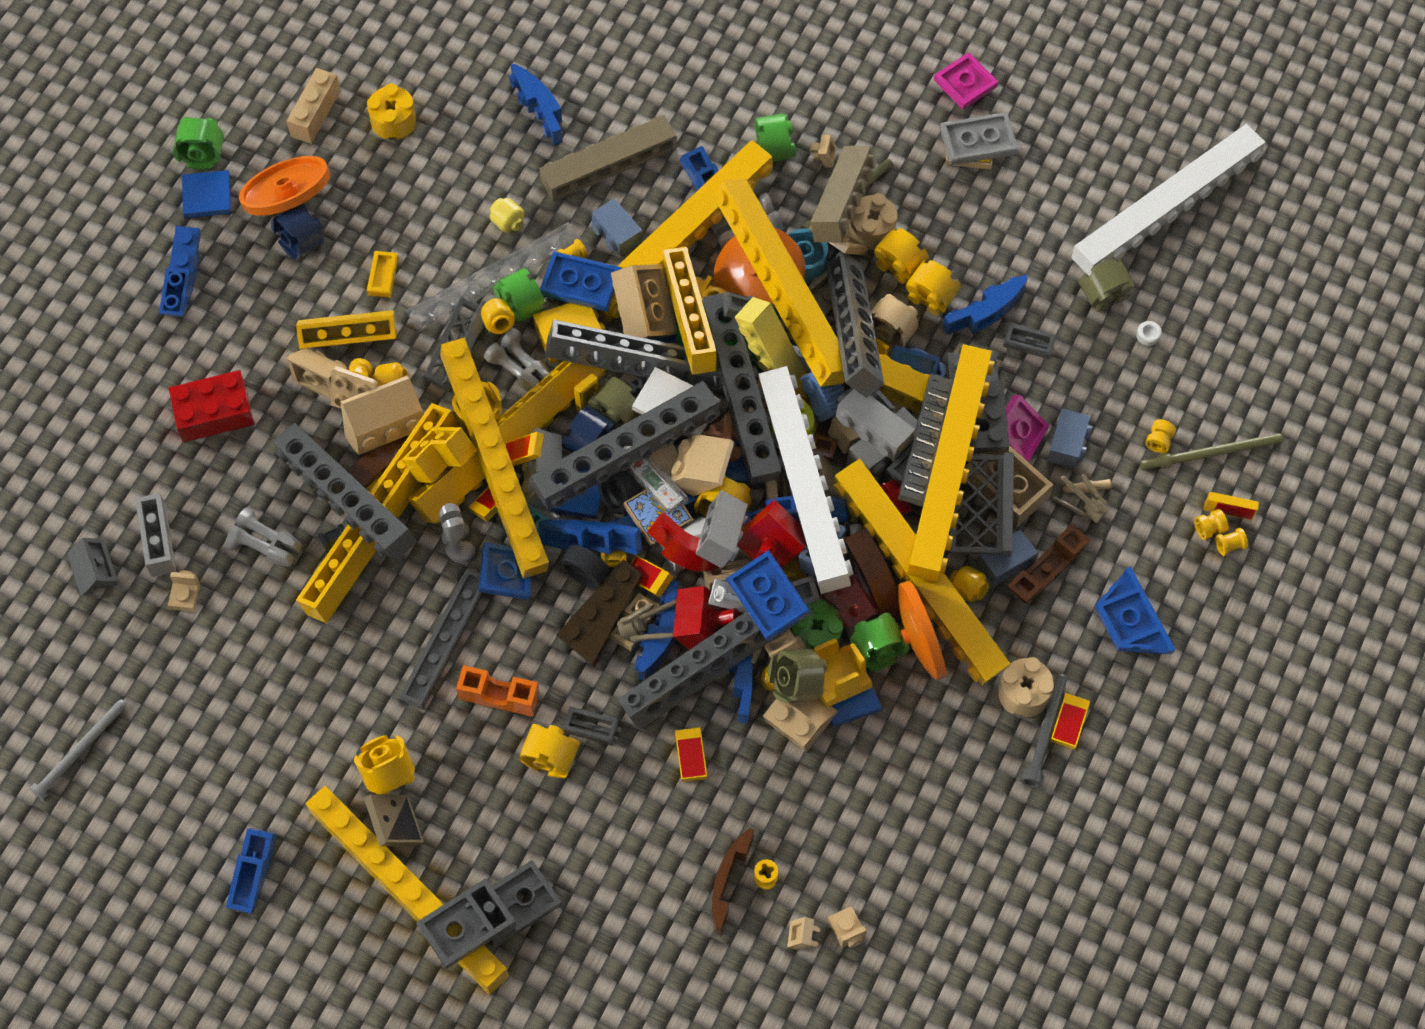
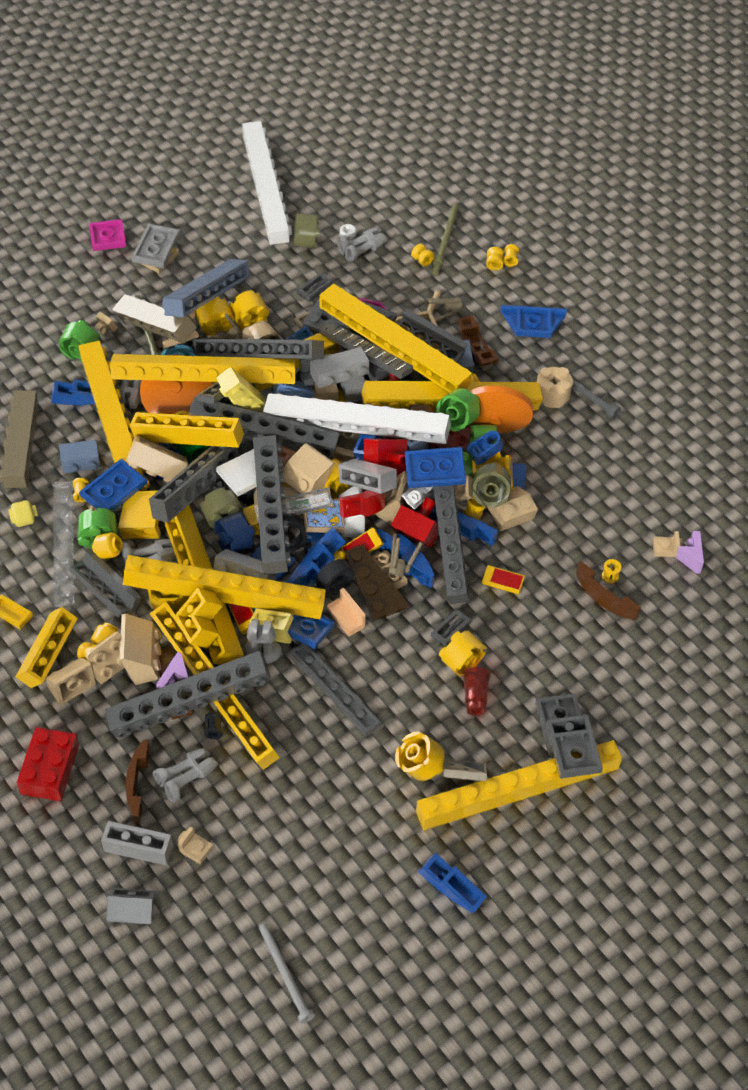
camera: 65 degrees left, 10 degrees down
(228, 494) = (139, 760): none -> reddish brown slope
(369, 464) = (175, 672): none -> lavender slope
(482, 689) = (391, 676): orange arch -> none
(483, 530) = (279, 620): none -> light yellow panel
(509, 789) = (476, 689): none -> clear red plant
(525, 448) = (231, 561): tile -> none
(548, 604) = (347, 613): none -> light nougat panel
(584, 391) = (203, 521): yellow tile -> none
(801, 933) = (660, 569): tan tile -> none
(845, 967) = (692, 553): none -> lavender slope
(849, 641) = (484, 447): none -> blue piece
(878, 583) = (461, 407): none -> bright green brick
(894, 288) = (233, 333): none -> dark tan plant
(917, 221) = (205, 288): none -> sand blue brick
(994, 305) = (279, 293): blue slope -> none
(1069, 438) = (396, 295): sand blue brick -> none
(1070, 721) = (585, 378): red tile -> none
(1153, 365) = (372, 238): none -> light grey piece
(1231, 505) = (492, 240): yellow tile -> none

